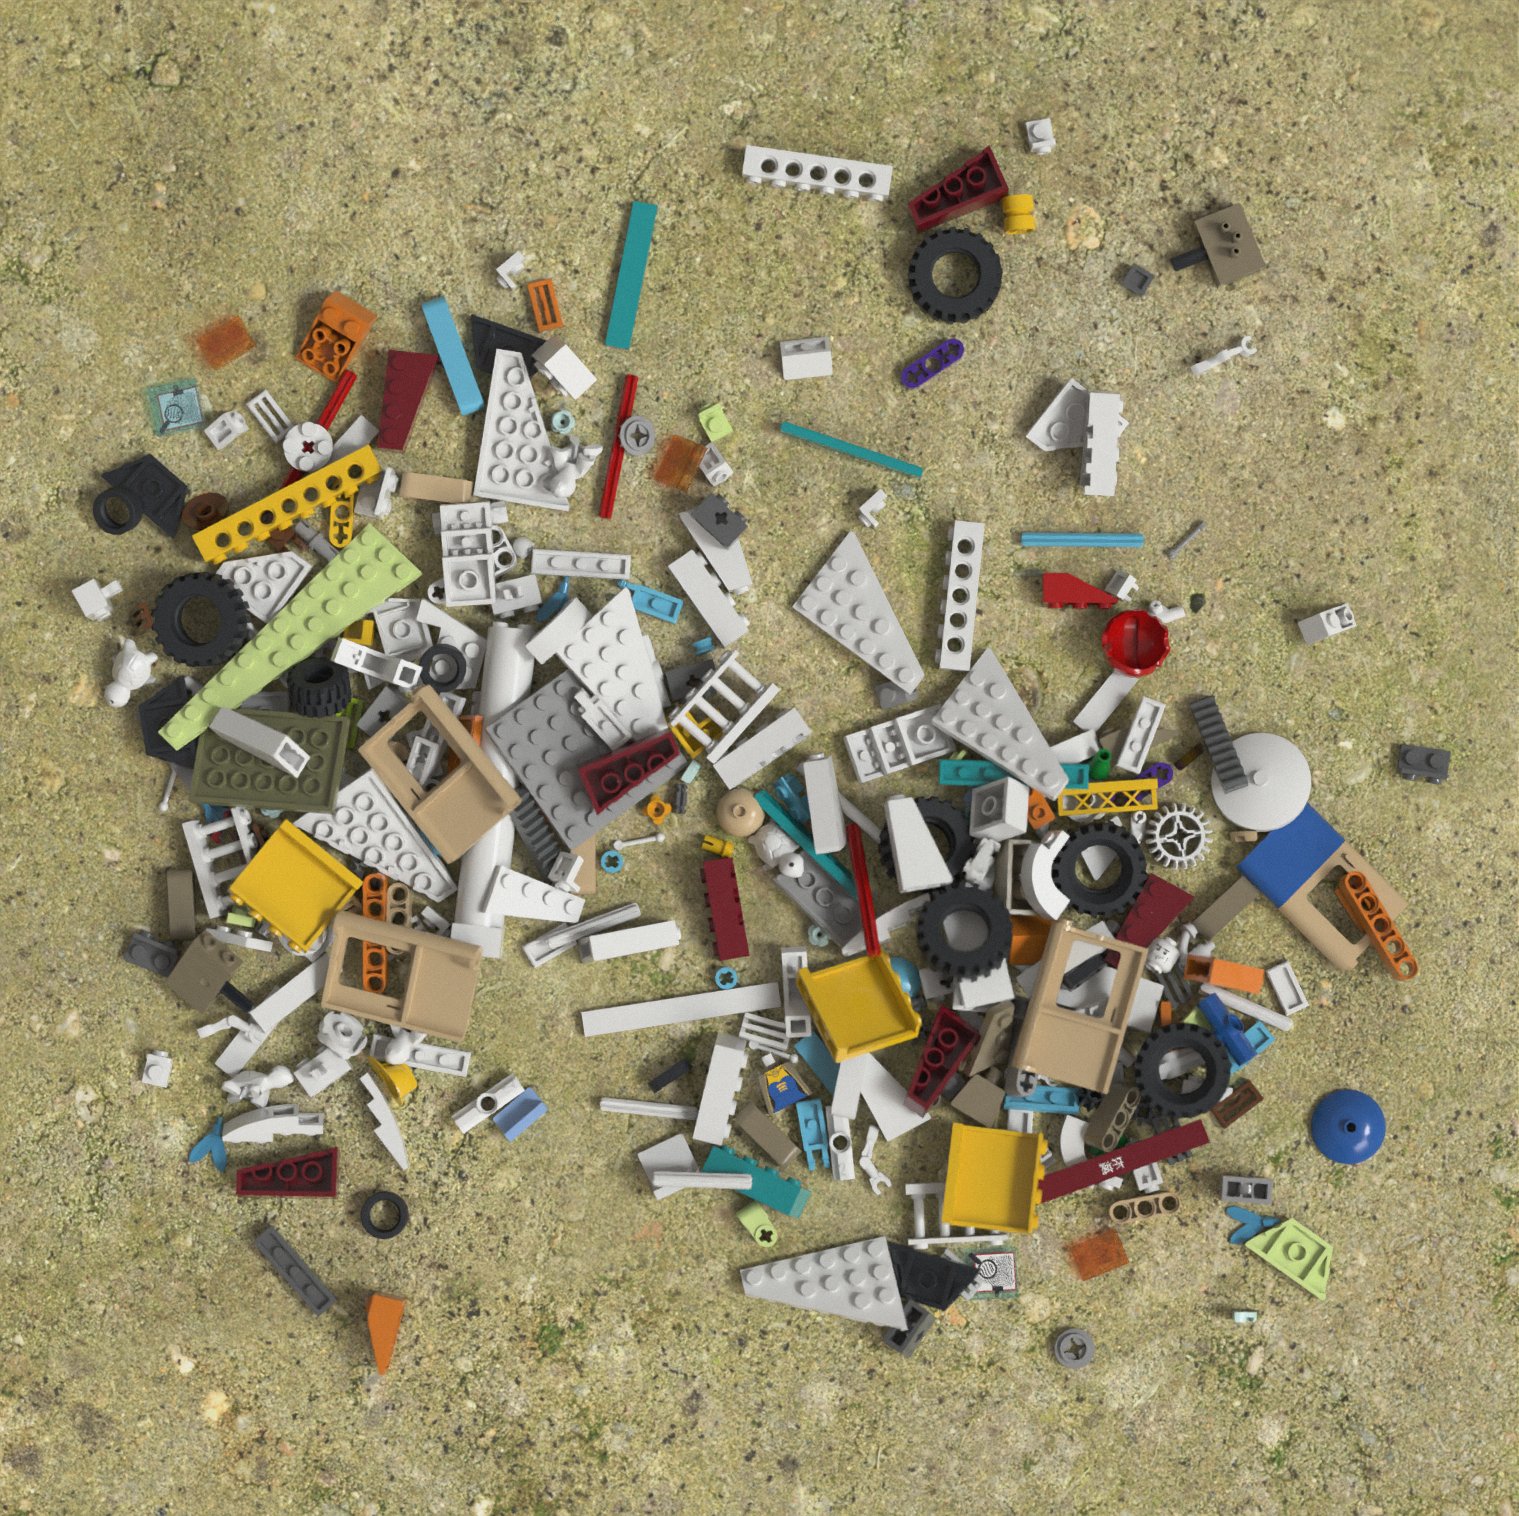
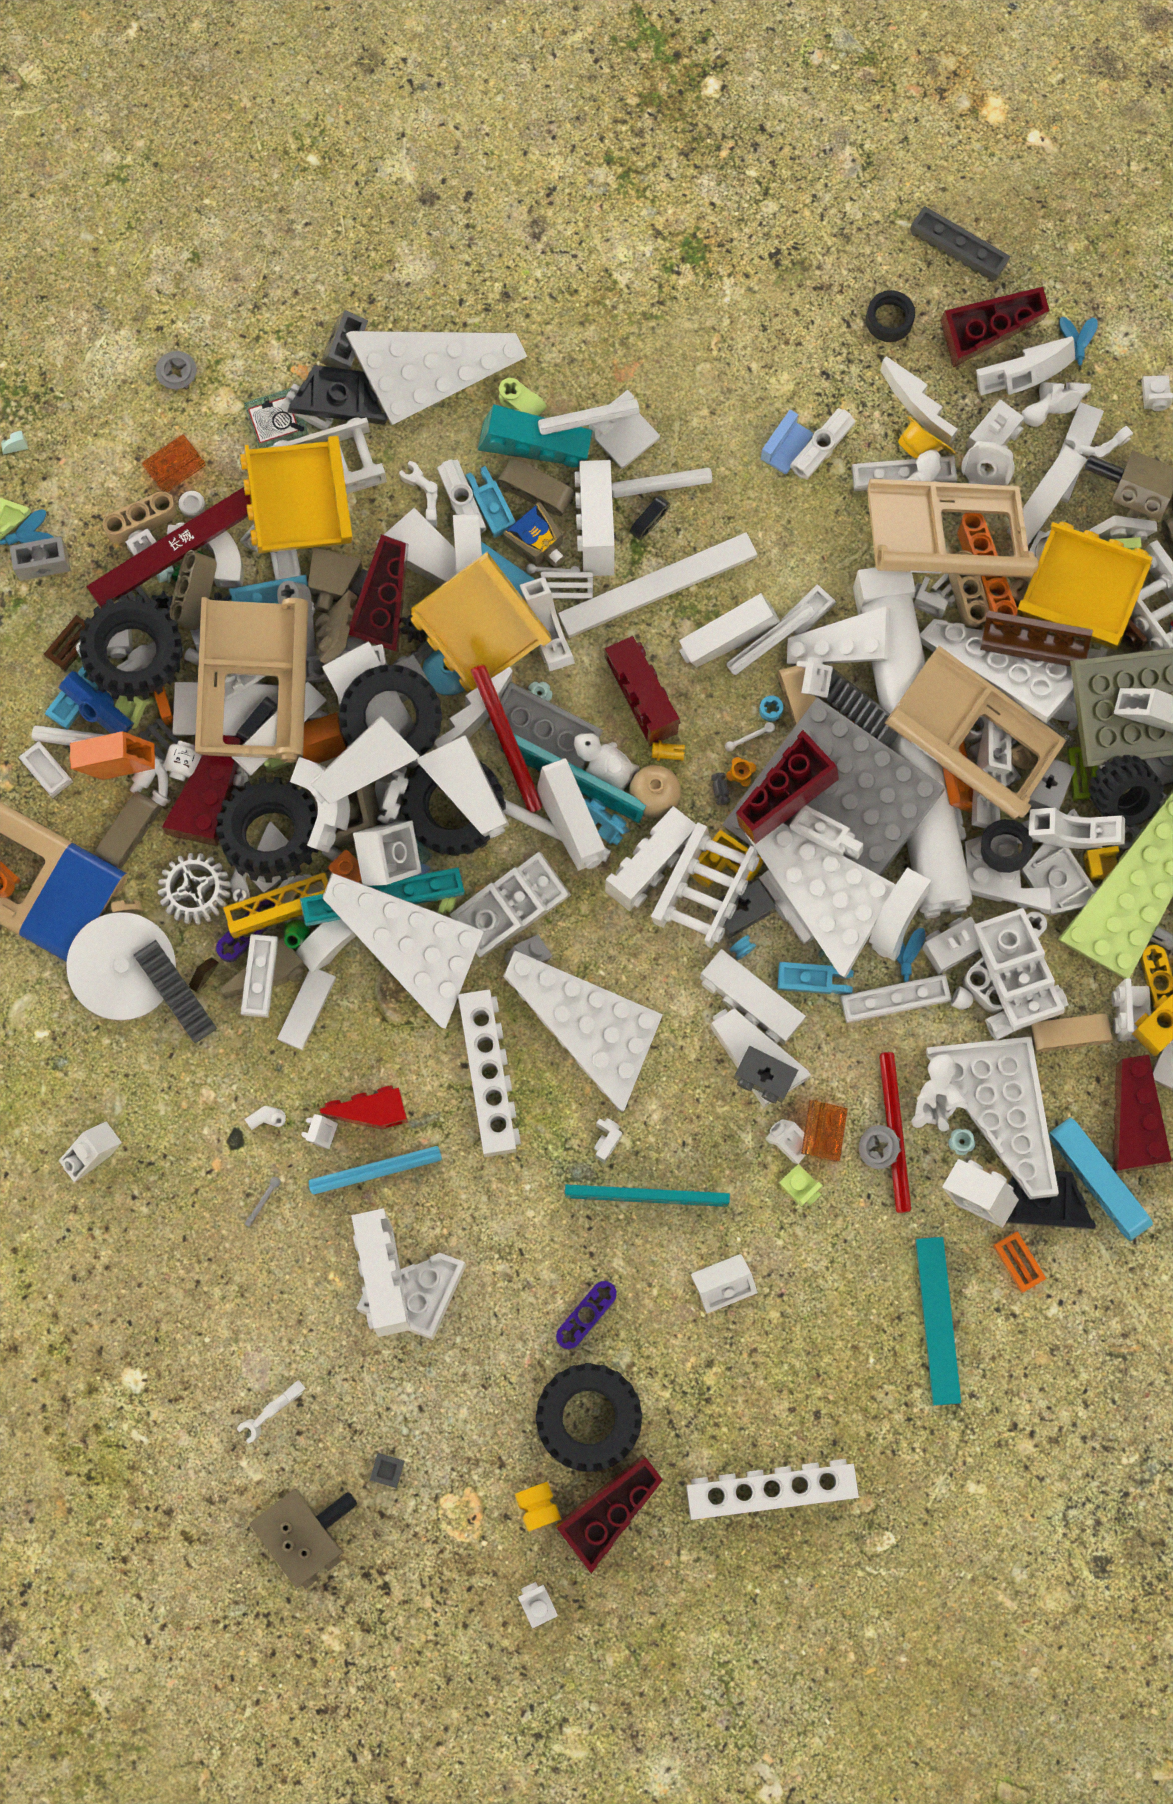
camera: 165 degrees right, 10 degrees down
(356, 847) = (1035, 643): none -> reddish brown fence
(384, 1323) = (859, 211): orange slope -> none
(512, 266) = (1069, 1292): white bracket -> none
(691, 771) = (717, 817): light aqua tile -> none
(724, 970) = (616, 621): medium azure bush -> none
(1001, 888) = (367, 759): none -> white slope
(1092, 1209) = (191, 504): none -> white tile
(1135, 643) = (289, 1069): red piece -> none

